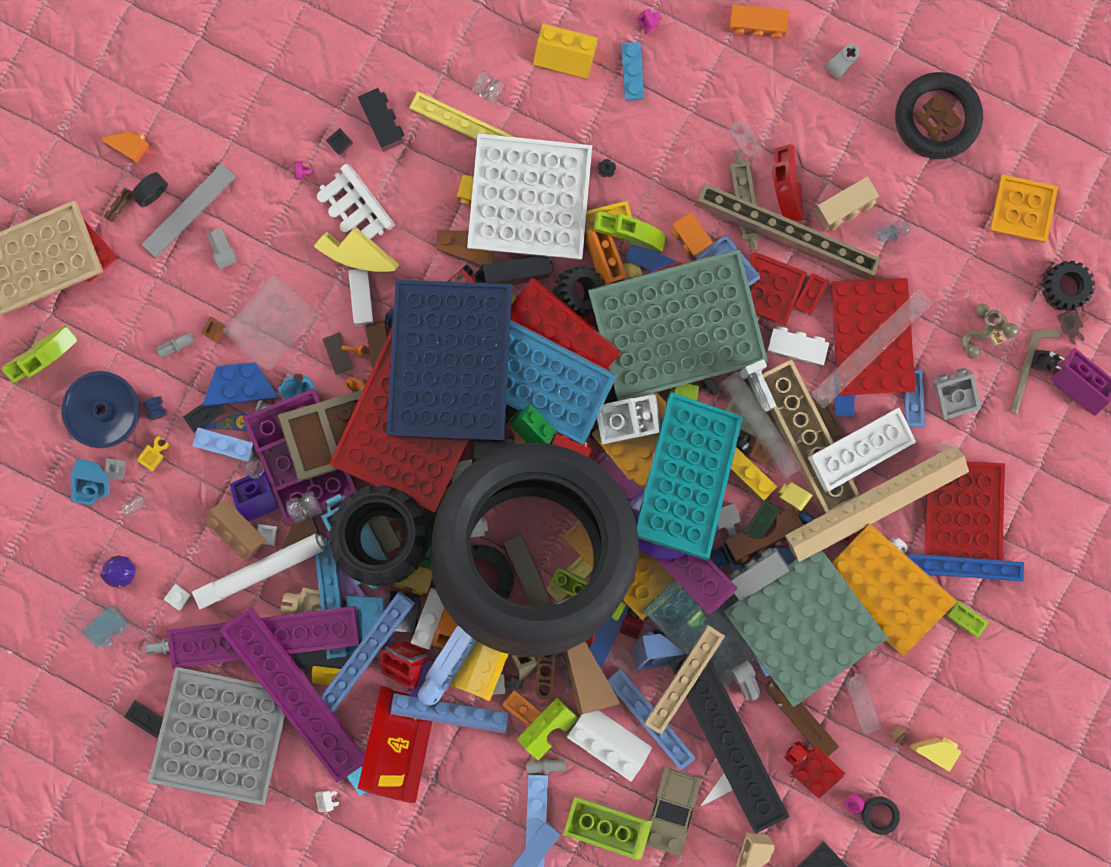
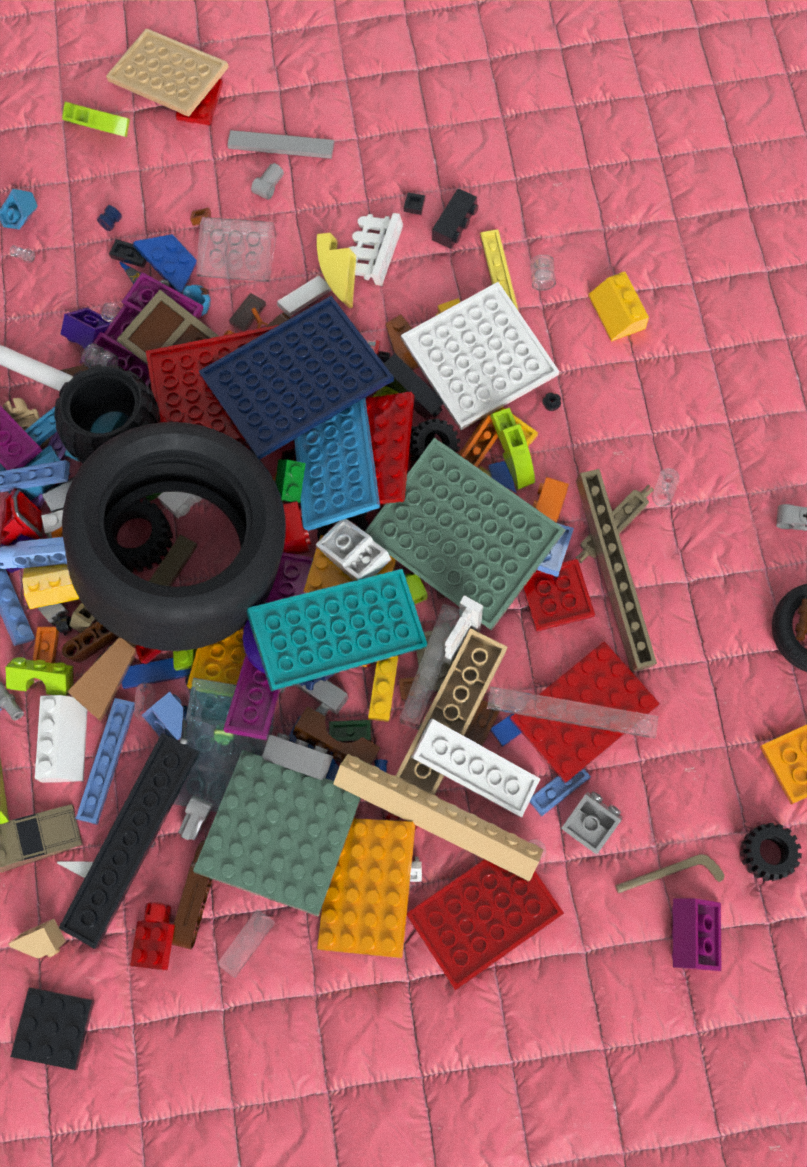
camera: 60 degrees right, 15 degrees down
(83, 409) = (80, 182): dark blue dish -> none
(115, 468) = (42, 223): light grey tile -> none
(118, 205) = (249, 98): reddish brown axle -> none
(127, 144) = (298, 73): orange slope -> none
(149, 189) = (276, 96): black tyre -> none
(152, 456) = (71, 240): yellow plate -> none
(175, 345) = (170, 200): light grey axle -> none
(224, 444) = (112, 277): light blue arch -> none
(234, 530) = (45, 326): medium nougat slope -> none
(268, 533) = (63, 358): white tile -> none
(300, 170) = (370, 192): dark pink tile -> none
(631, 627) = (178, 685): dark red plate -> none
(632, 71) = (646, 367): dark azure plate -> none
(648, 20) = (696, 349): dark pink tile -> none
(684, 679) = (154, 755): tan plate -> none
(710, 386) = (434, 605): black plate -> none
(719, 557) = (288, 716): dark blue plate -> none
(743, 443) = (404, 669): black tile -> none
(758, 21) = (770, 429): orange brick -> none
(785, 183) = (652, 546): red slope -> none
(794, 496) = (391, 742): light yellow slope -> none
(797, 346) = (525, 653): white brick -> none
(811, 294) = (580, 632): red plate -> none
(846, 204) = (679, 603): tan brick -> none
(854, 803) = (147, 1003): dark pink tile -> none
(895, 815) = (134, 1032): black tyre -> none
(898, 734) = (240, 998): medium nougat plate -> none
(902, 228) = (698, 669): clear light blue axle -> none
(939, 751) = (245, 1046): light yellow slope -> none
(967, 619) = (394, 985): lime plate -> none
(969, 567) = (442, 950): blue tile -> none
(983, 311) = (683, 806): dark tan piece -> none
(996, 339) = (673, 821): tile -> none
(1046, 360) = (686, 882): black plate -> none
(1070, 323) = (740, 881): clear smoke plate -> none

